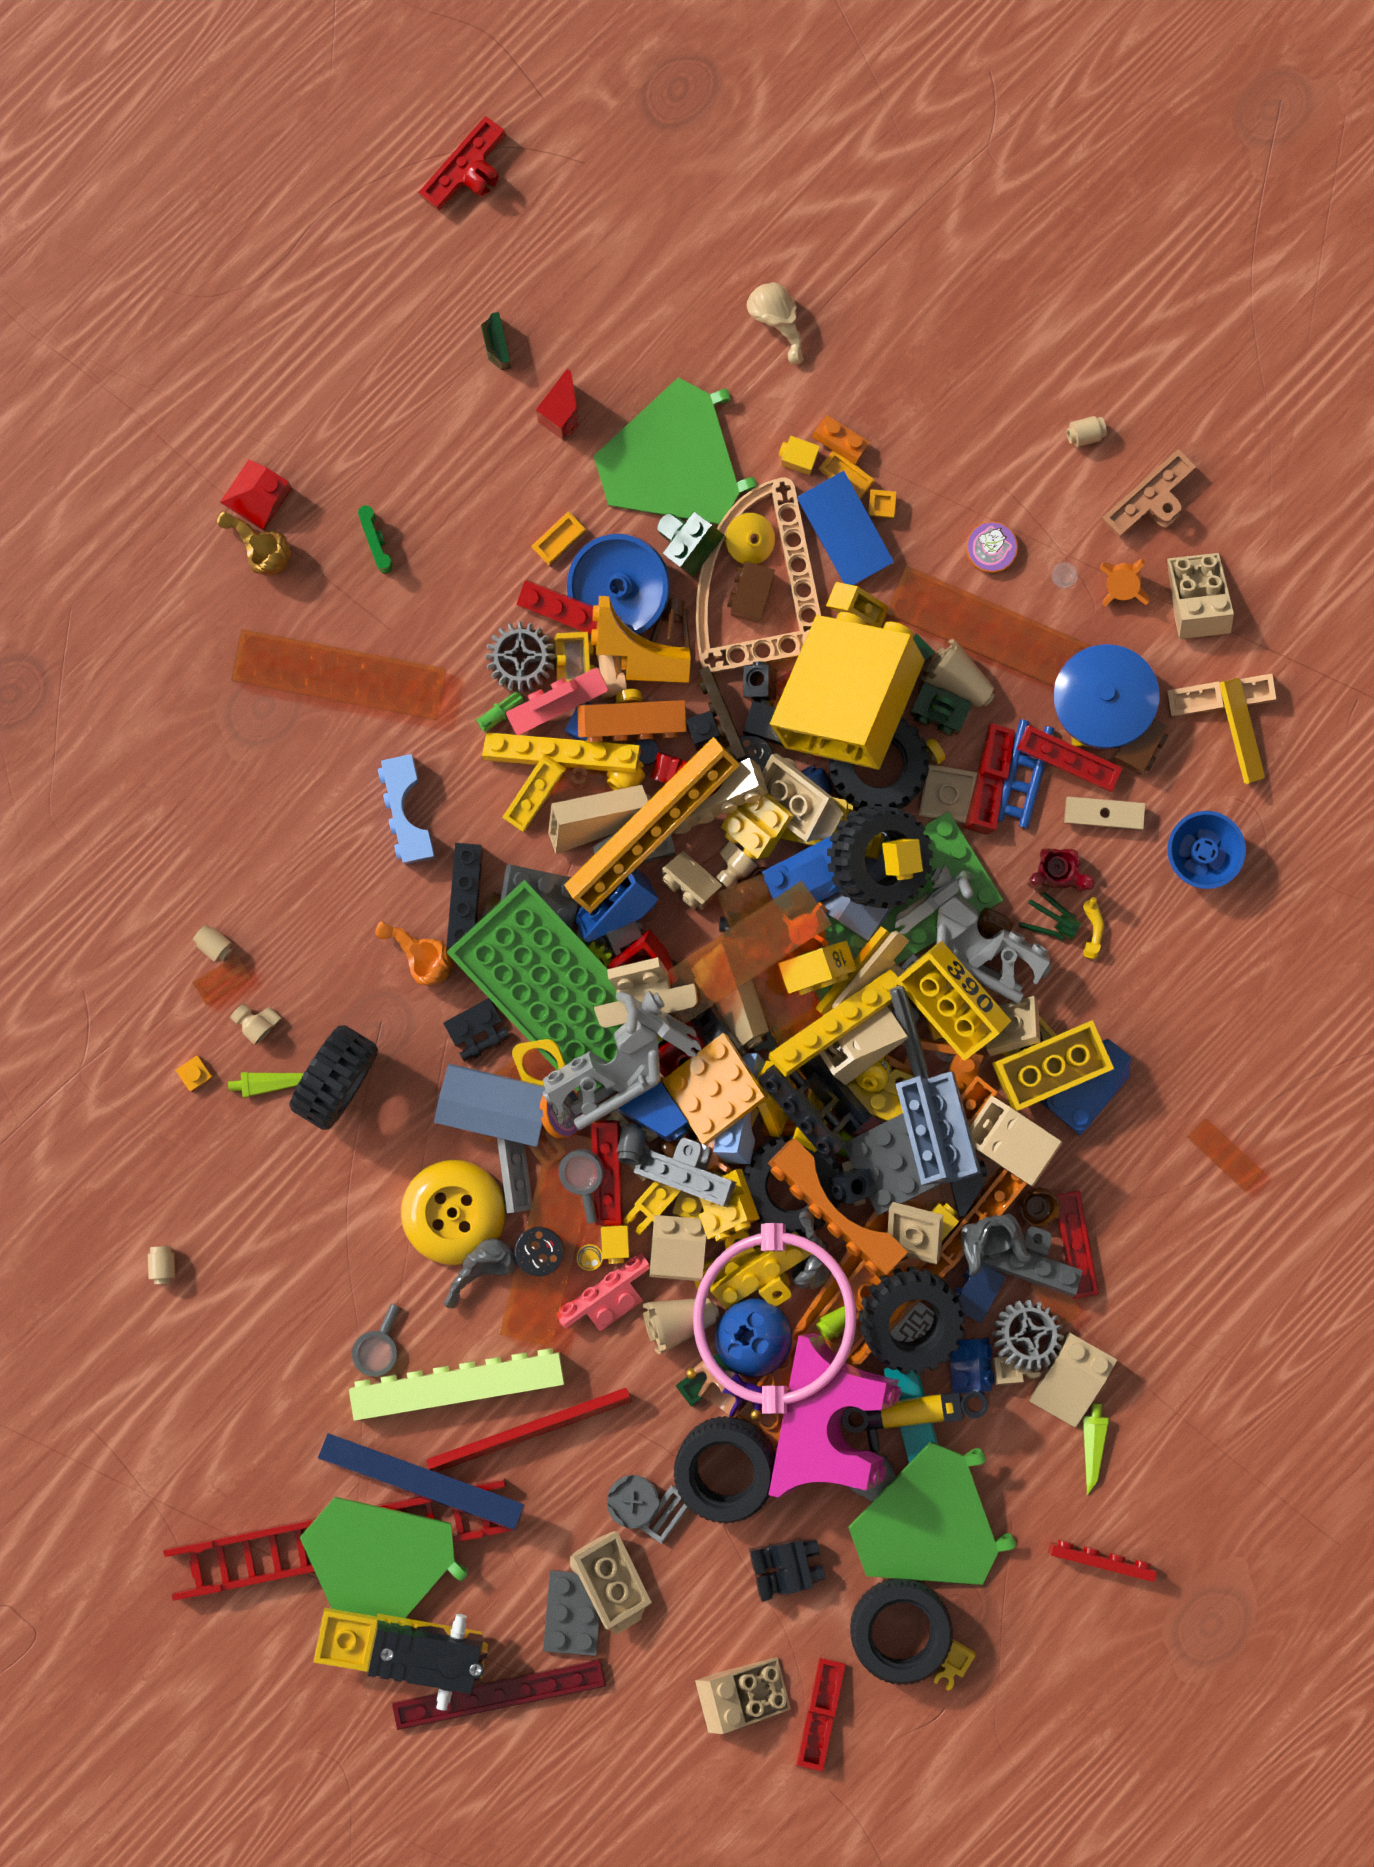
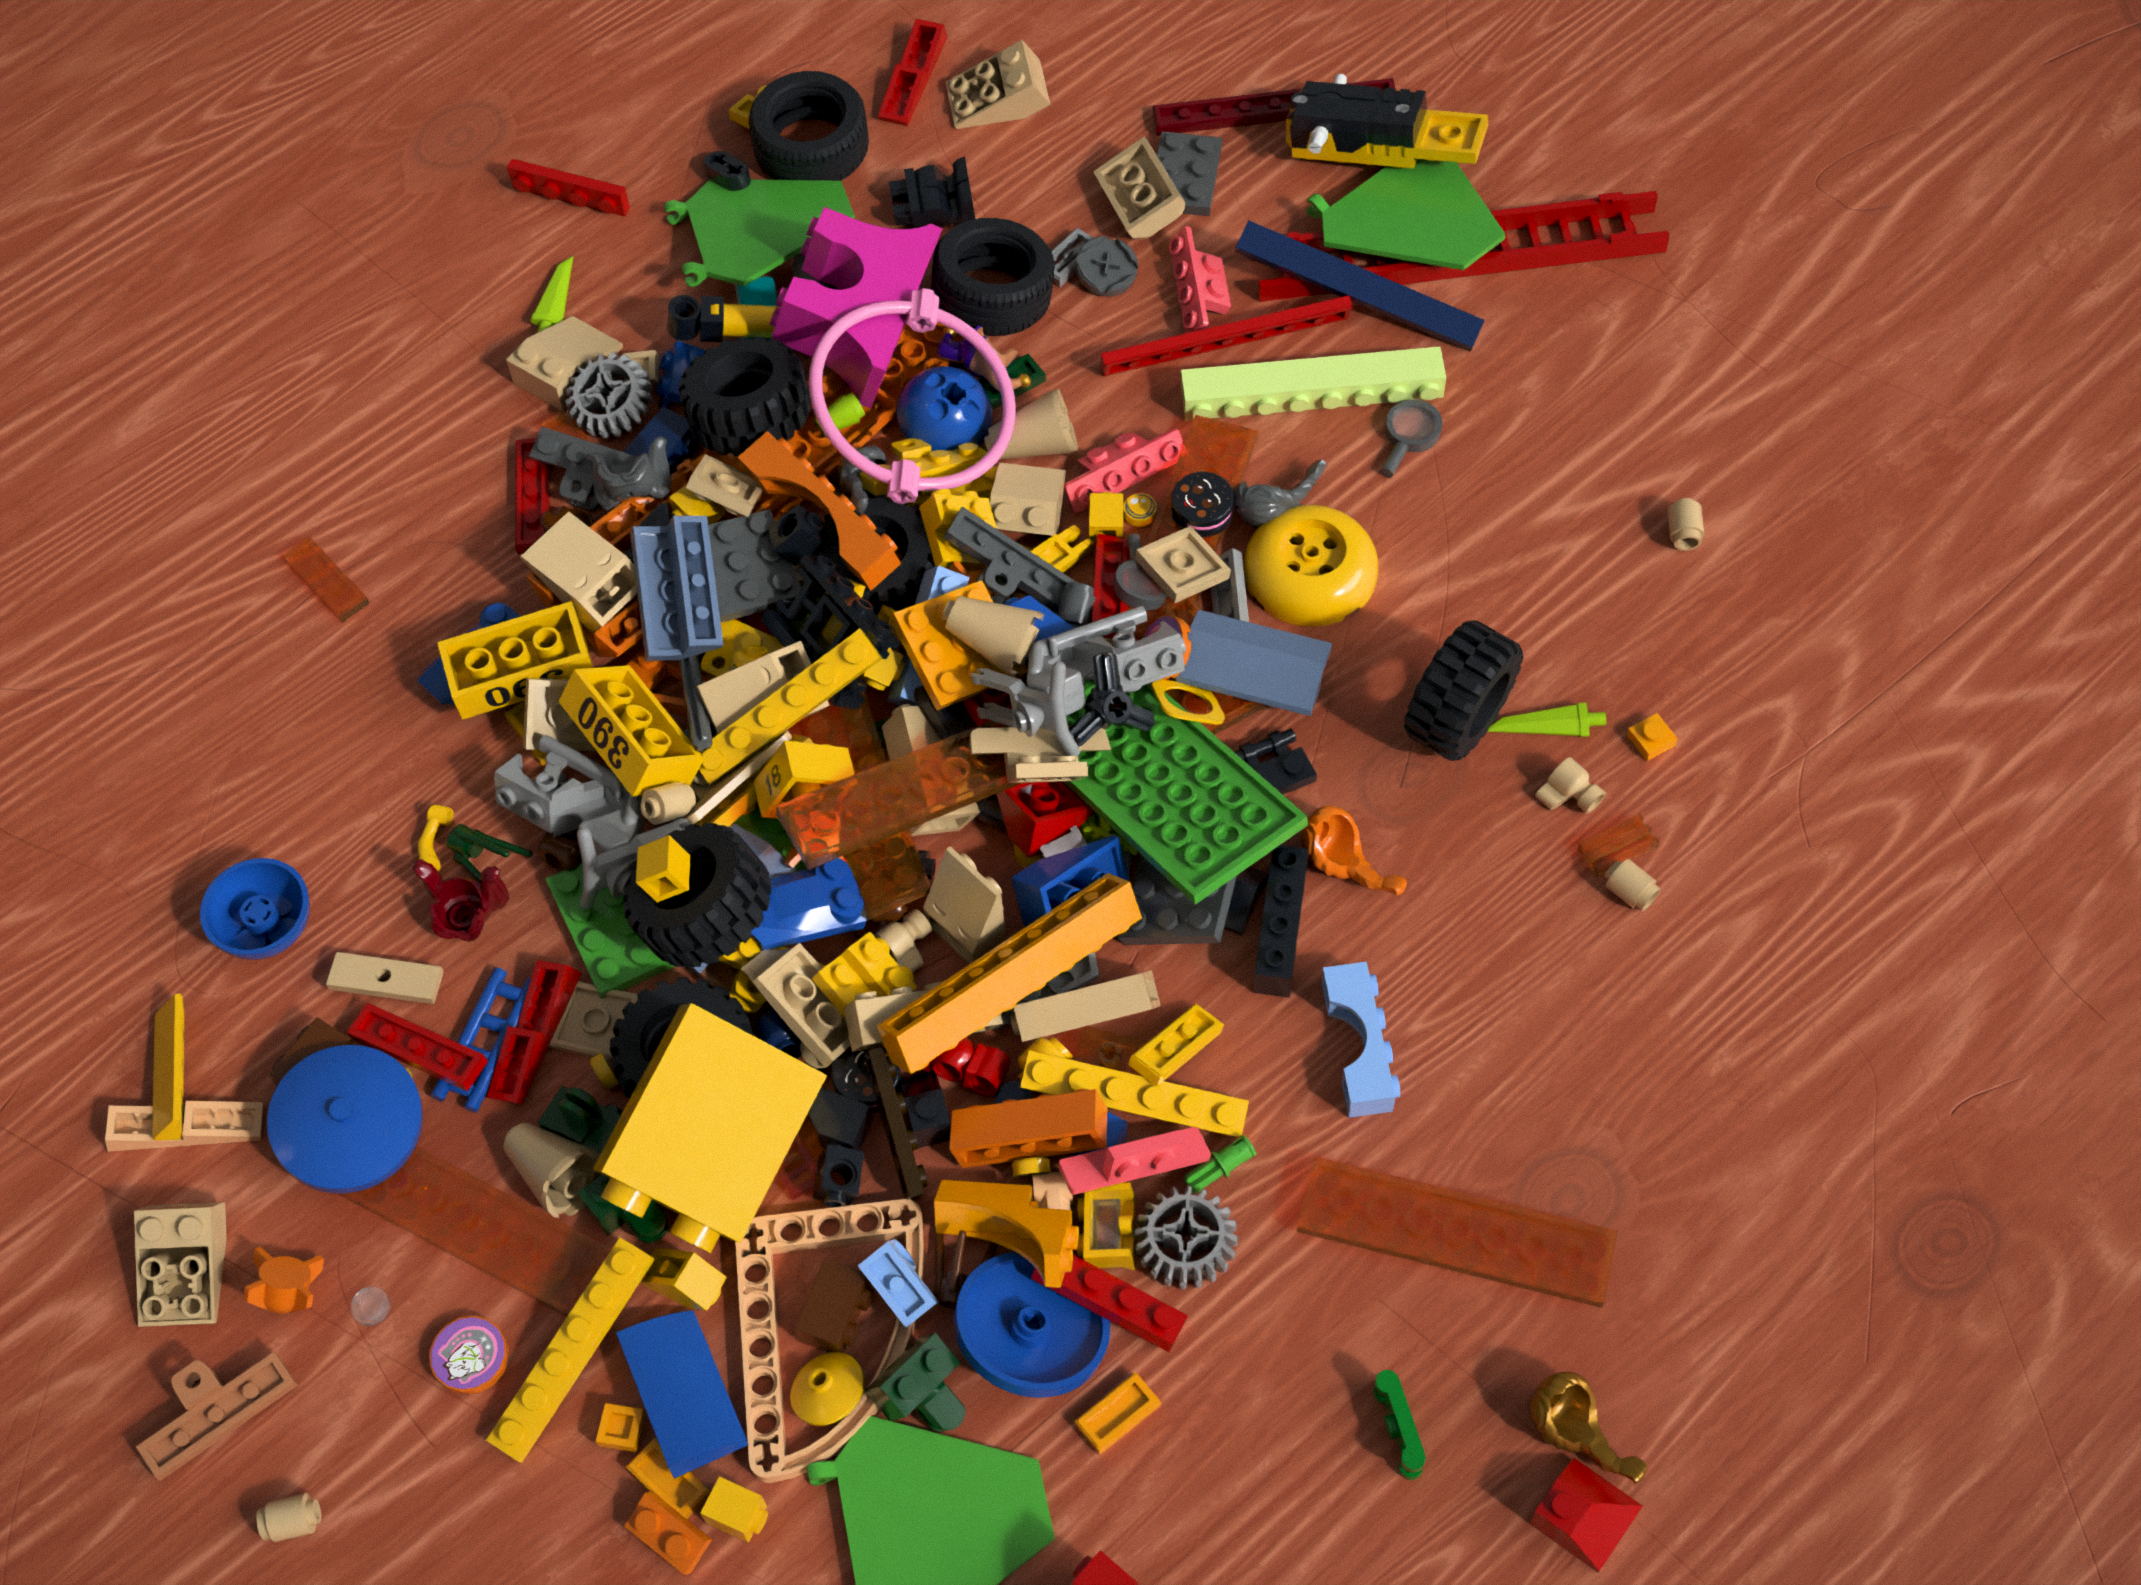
camera: 170 degrees left, 25 degrees down
(551, 1191) = (1182, 564): none -> tan plate
(554, 1487) = (1199, 282): none -> coral bracket
(597, 1035) = (1108, 704): none -> black bush
(685, 1088) = (993, 630): none -> tan cone
(714, 609) = (894, 1277): none -> light blue plate
(915, 941) = (667, 802): none -> tan brick
(922, 550) = (570, 1350): none -> yellow plate
(964, 1592) = (727, 170): none -> black beam

